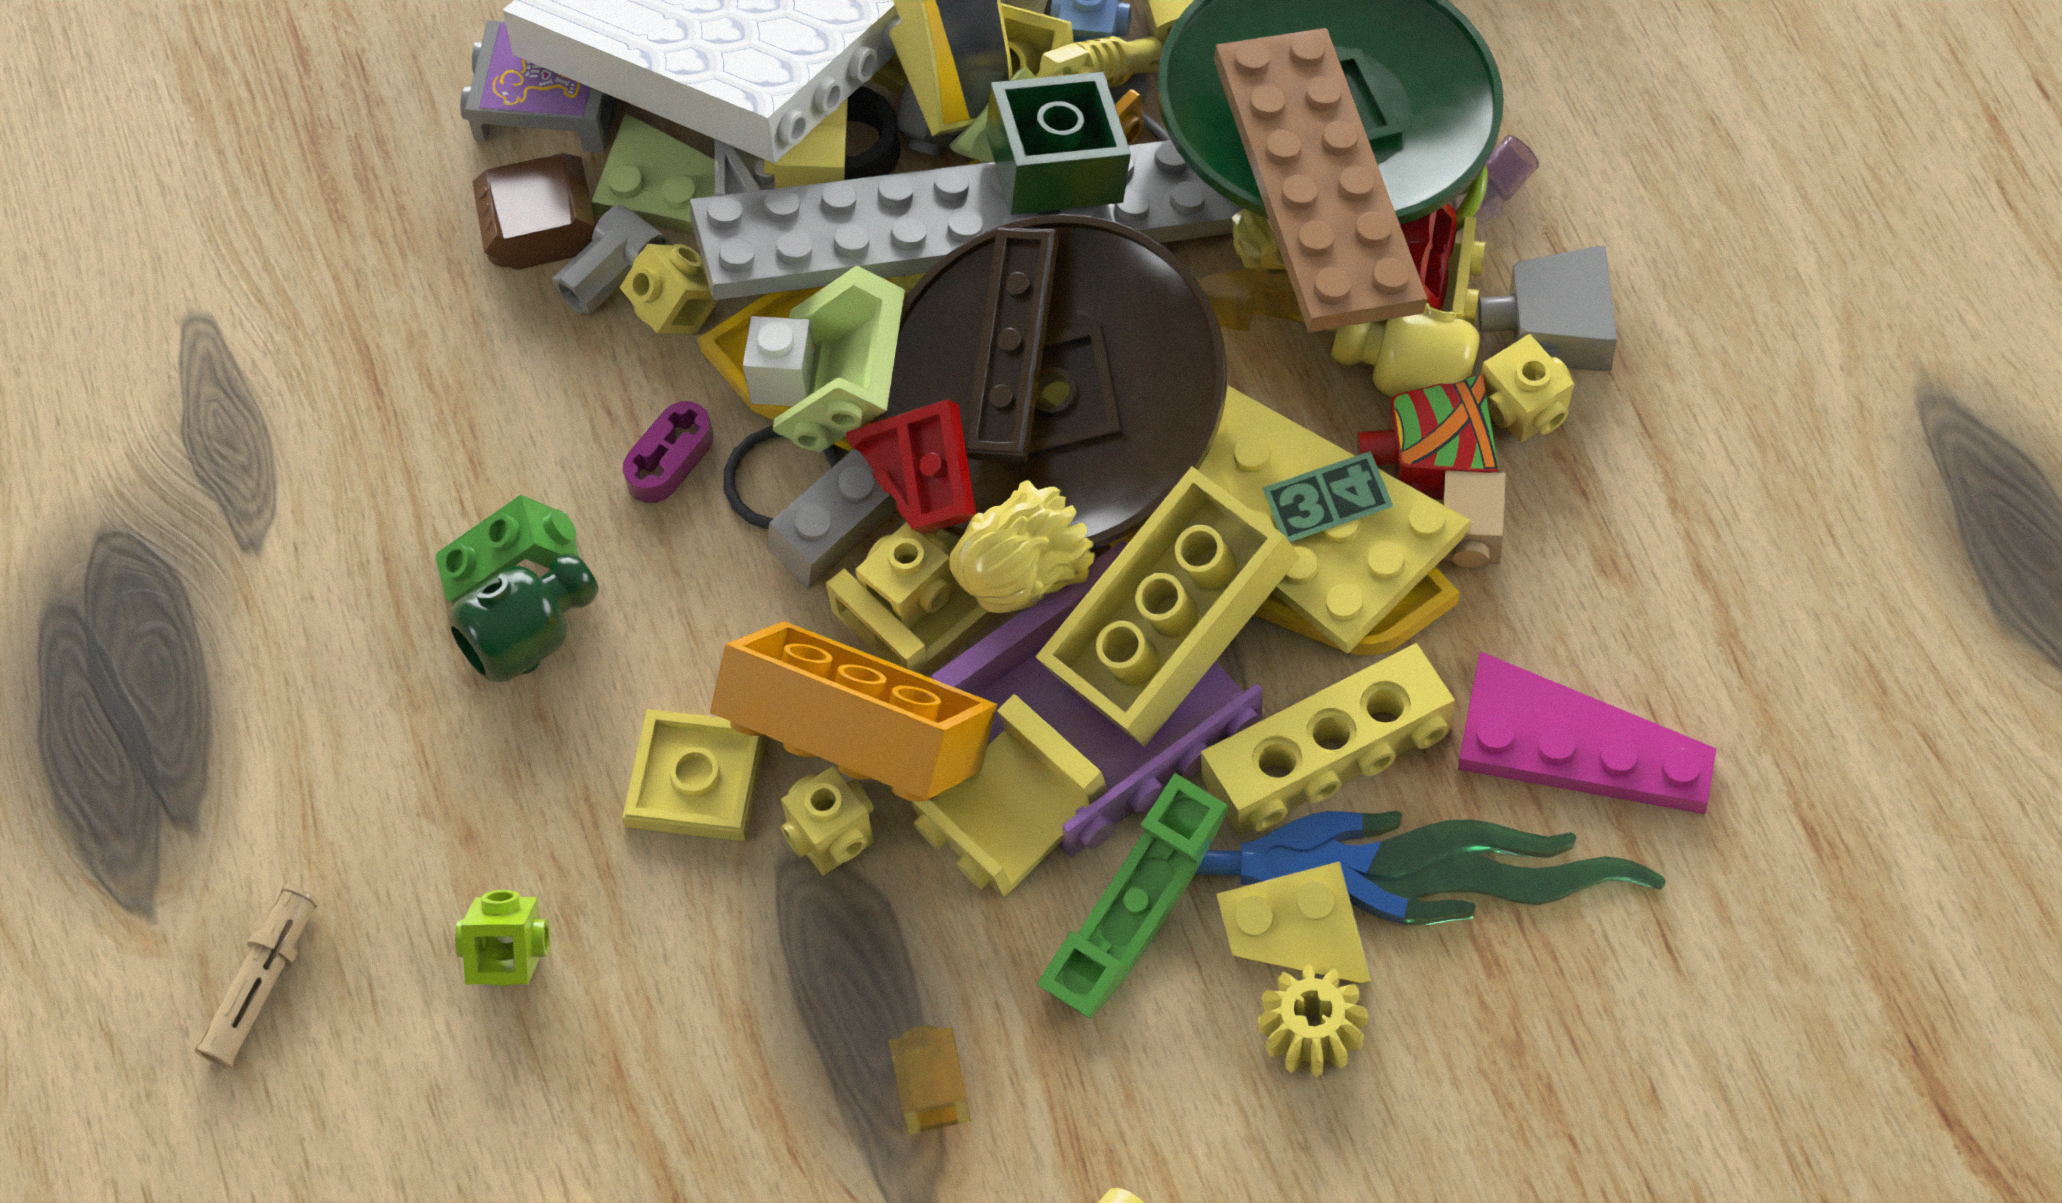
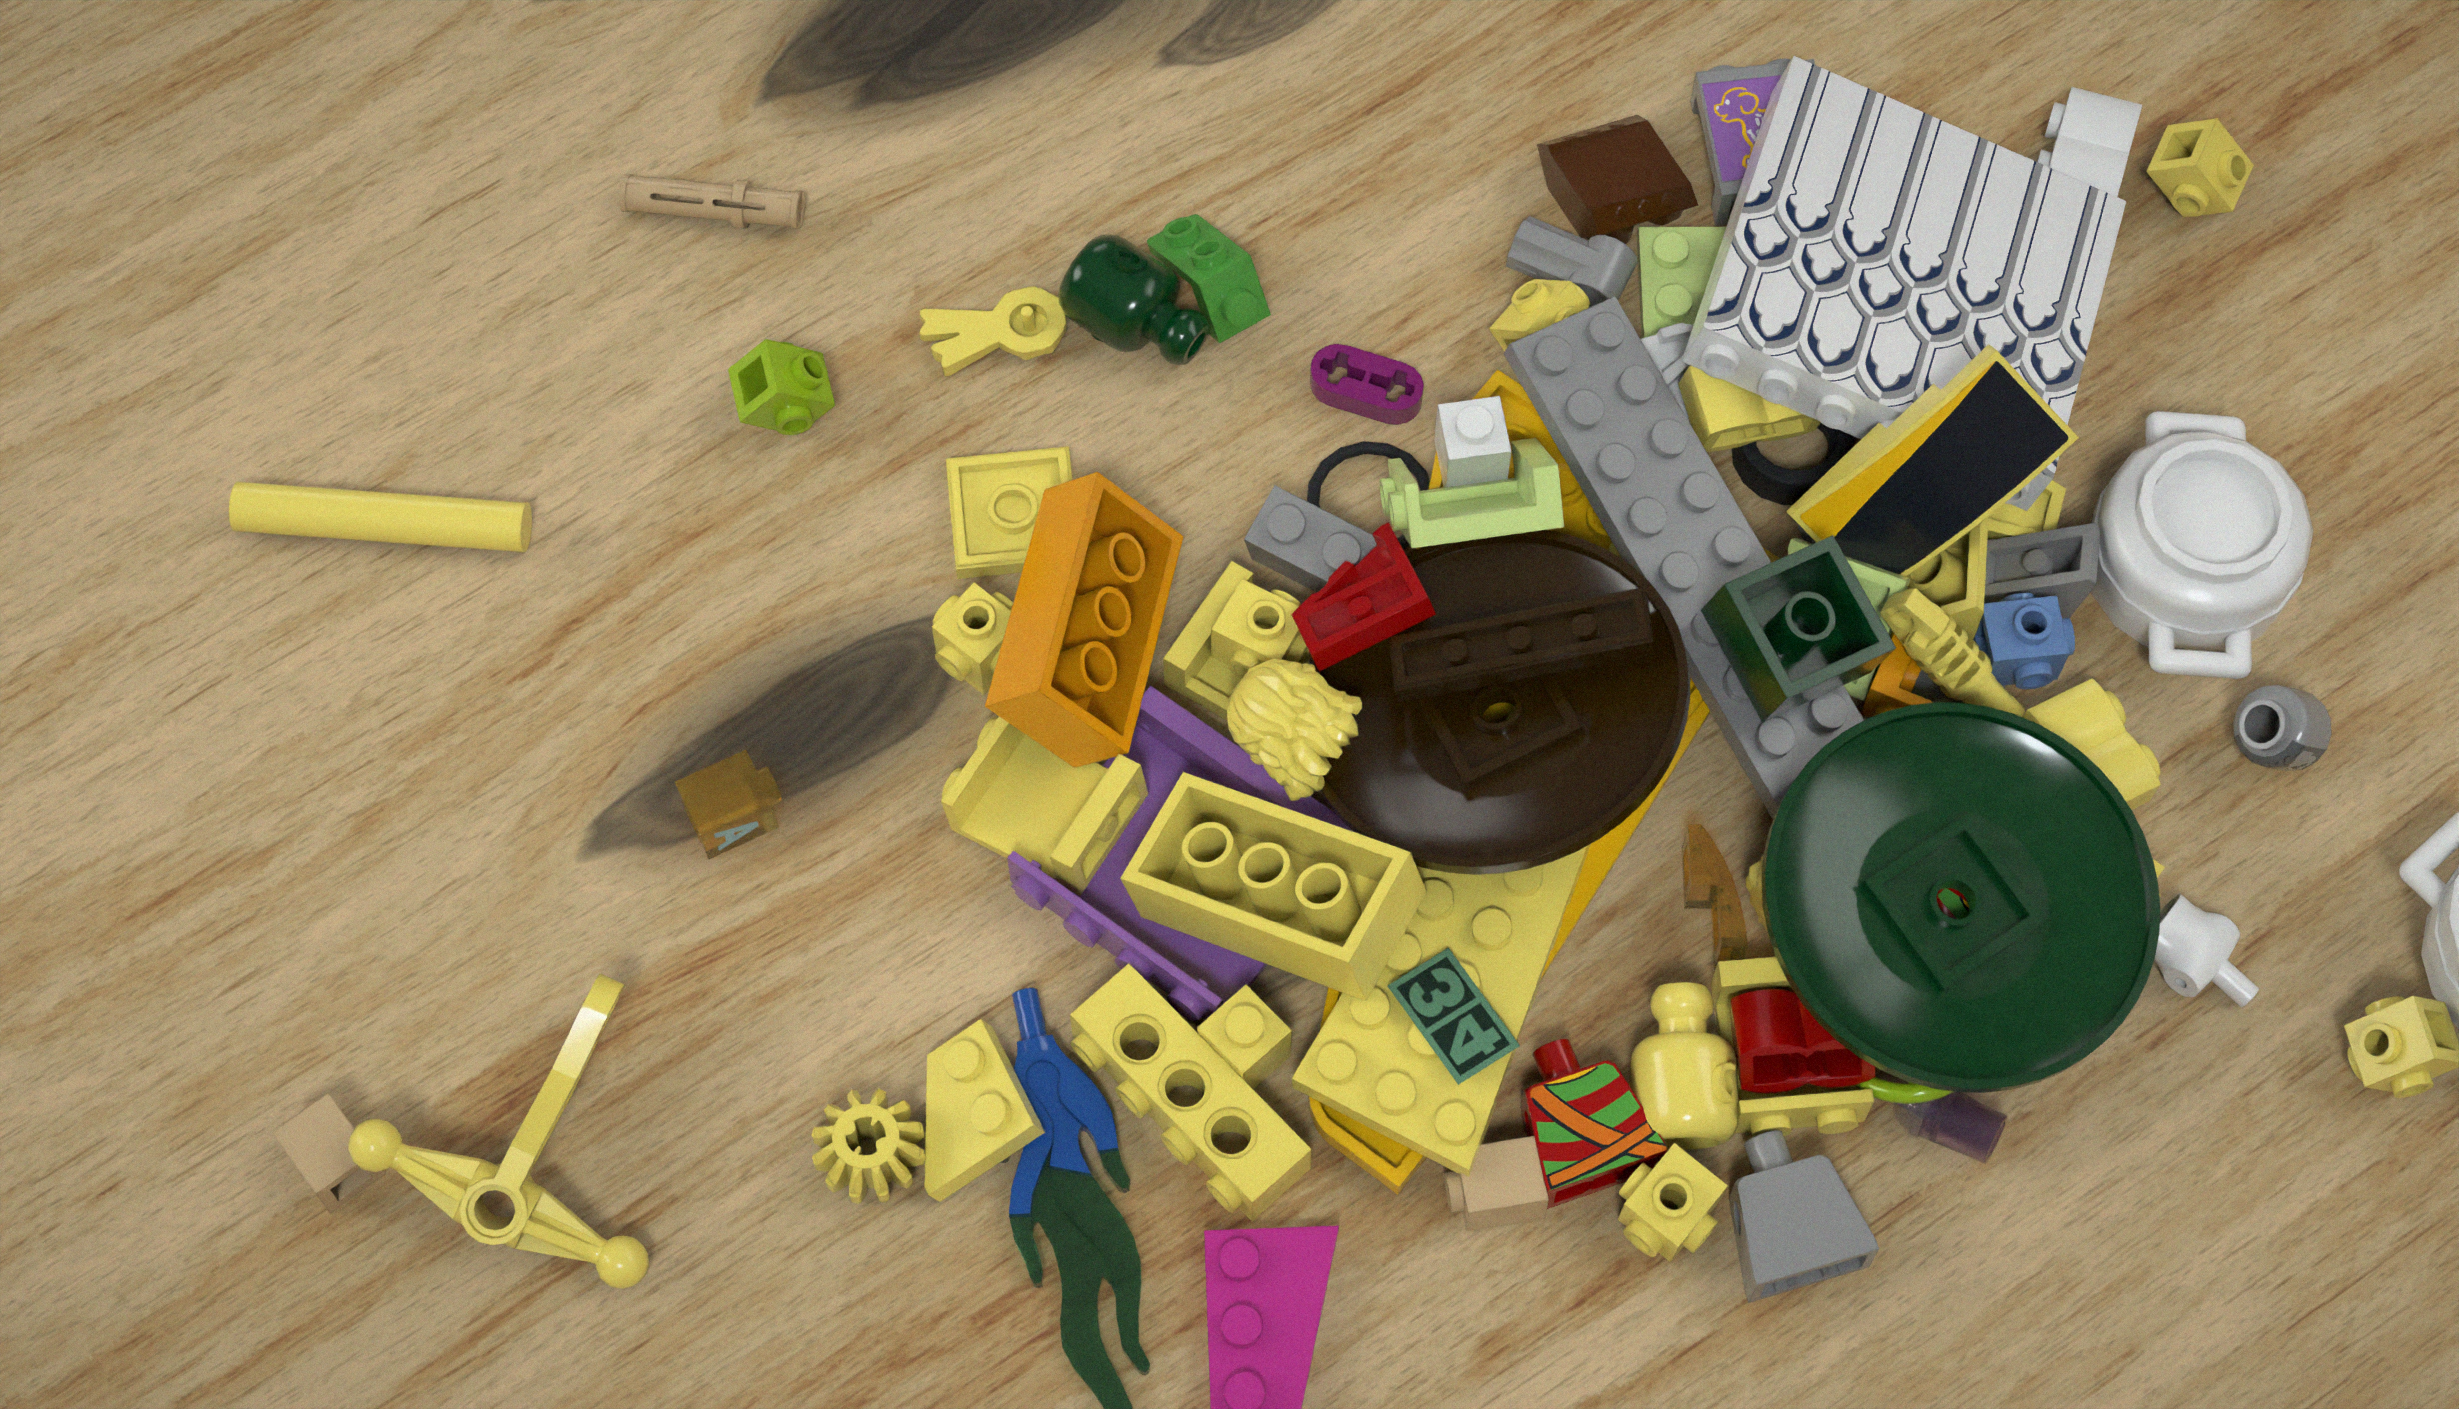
camera: 70 degrees right, 5 degrees up
(499, 722) = (1022, 323): none -> light yellow piece
(1137, 899) = (958, 948): bright green slope -> none
(1290, 672) = (1248, 1036): none -> light yellow brick
(1319, 180) = (1820, 899): medium nougat plate -> none

